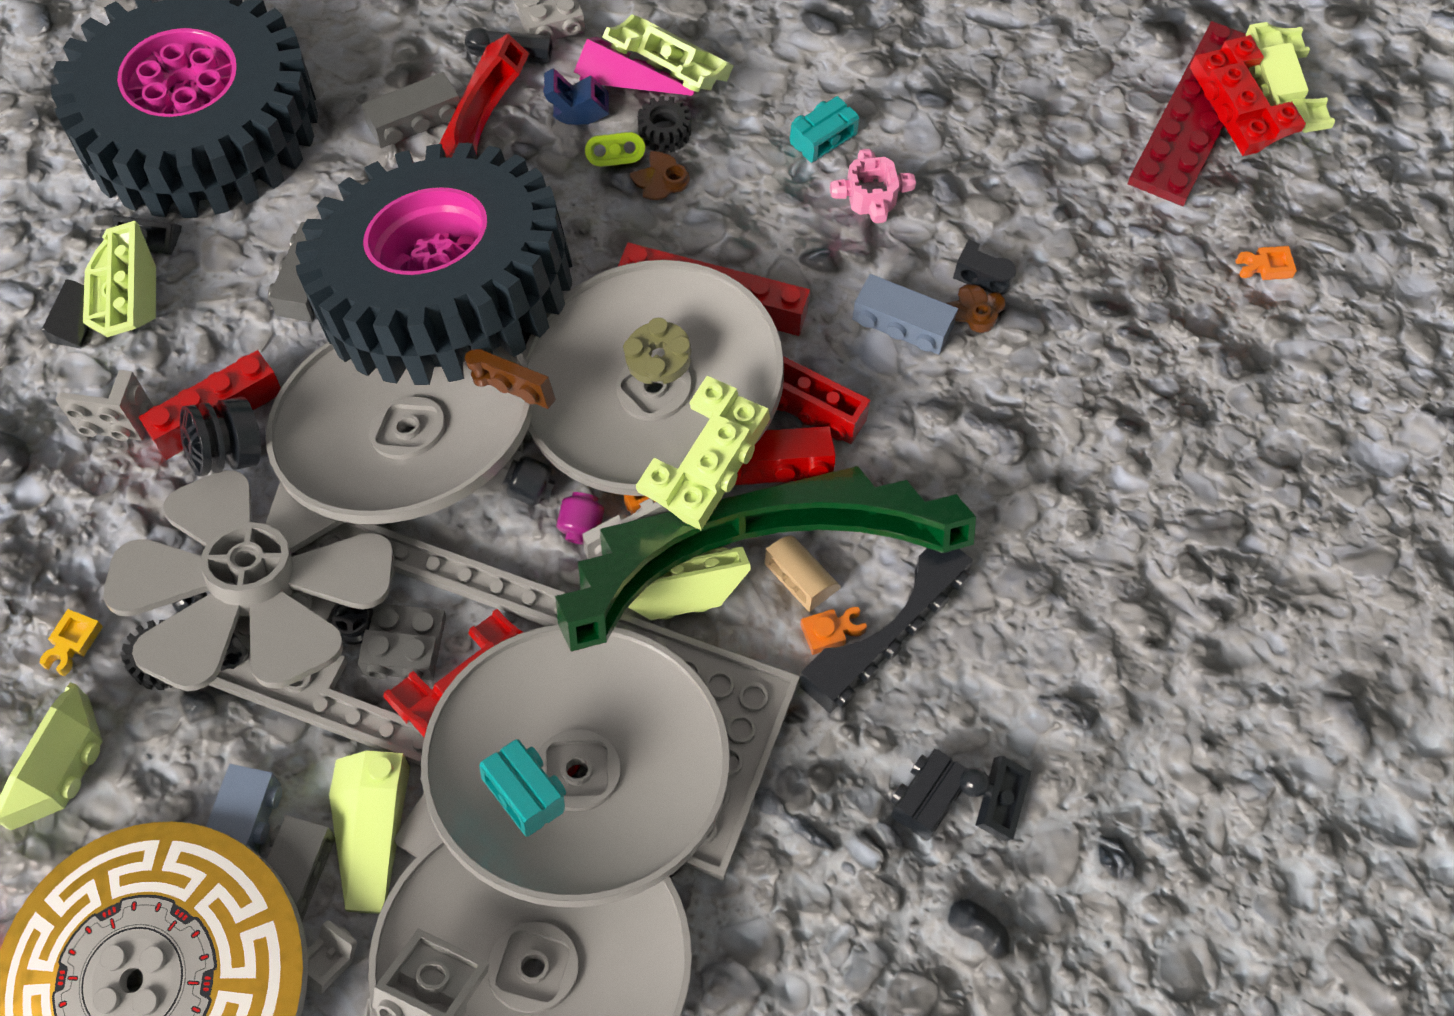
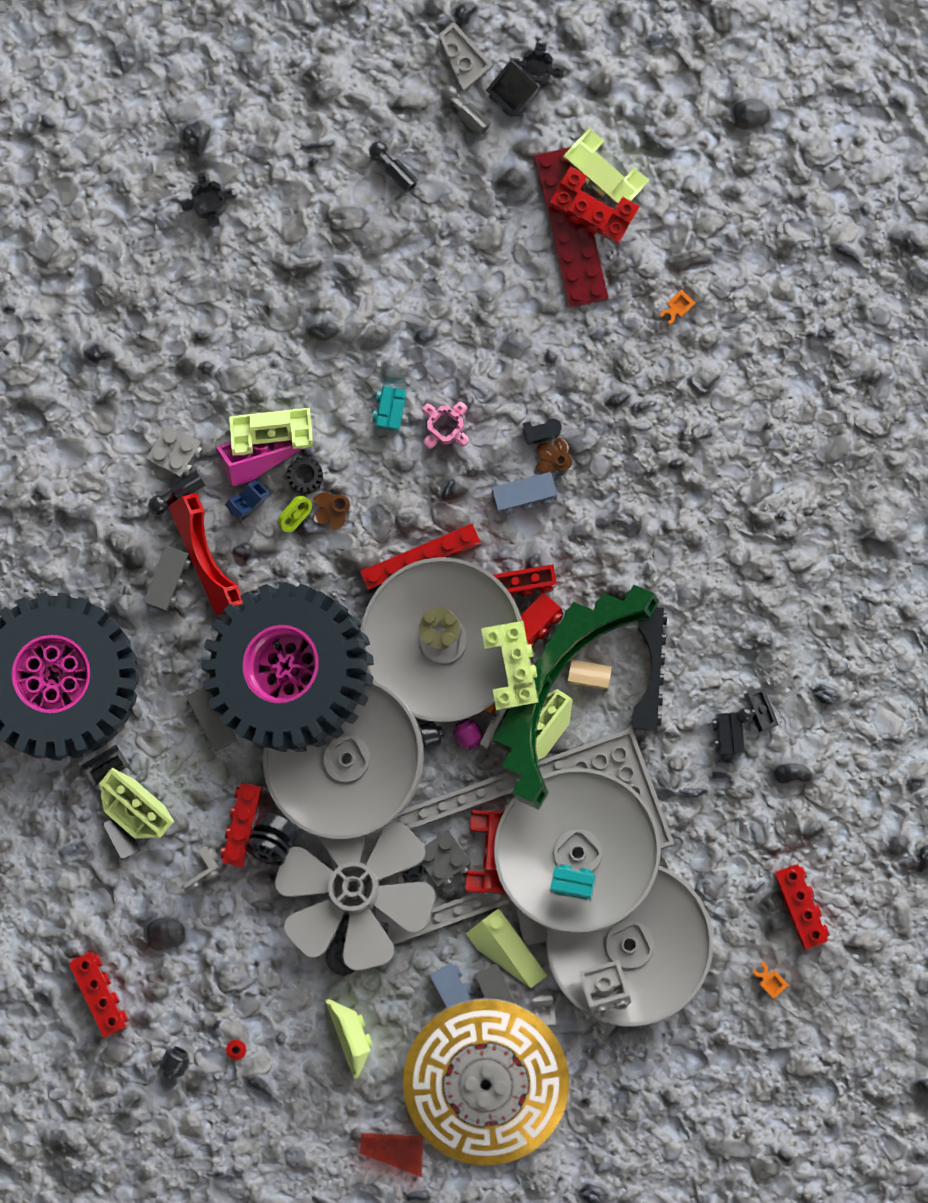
camera: 35 degrees left, 20 degrees up
(71, 636) = (297, 981): yellow plate -> none
(510, 378) = (387, 703): reddish brown plate -> none
(829, 631) = (624, 693): orange plate -> none

